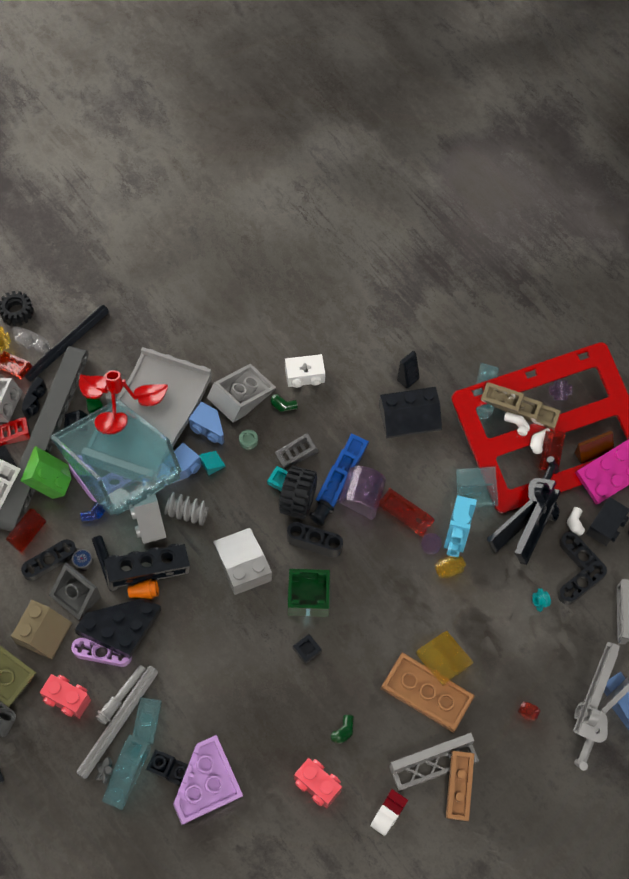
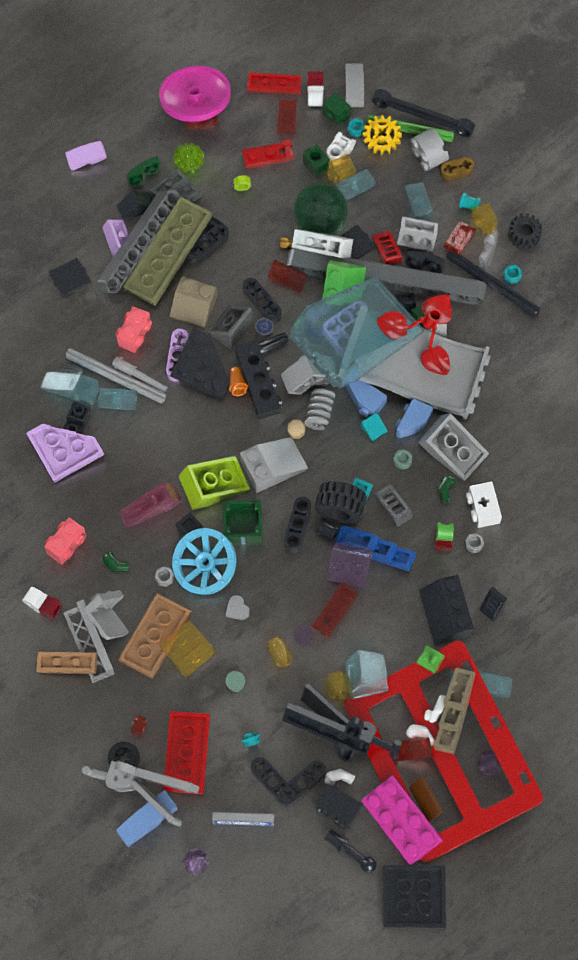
camera: 90 degrees right, 5 degrees up
(61, 324) = (512, 274): none -> teal tile
(205, 535) = (296, 429): none -> tan tile
(259, 621) = (213, 481): none -> lime slope
(281, 688) = (151, 504): none -> clear pink slope
(336, 405) = (444, 537): none -> bright green leg
(342, 384) = (474, 543): none -> light grey tile
(357, 632) = (200, 561): none -> medium azure wheel
(362, 677) = (164, 576): none -> light grey tile
(400, 606) = (237, 609): none -> light grey tile
(411, 740) = (102, 615): none -> light grey bracket
(459, 525) = (317, 652): medium azure hips -> none
(469, 422) = (430, 659): none -> bright green tile
(478, 612) = (235, 681): none -> sand green tile
(486, 514) = (337, 685): none -> clear yellow head
(555, 663) = (187, 749): none -> red plate
(556, 721) = (119, 749): none -> black gear

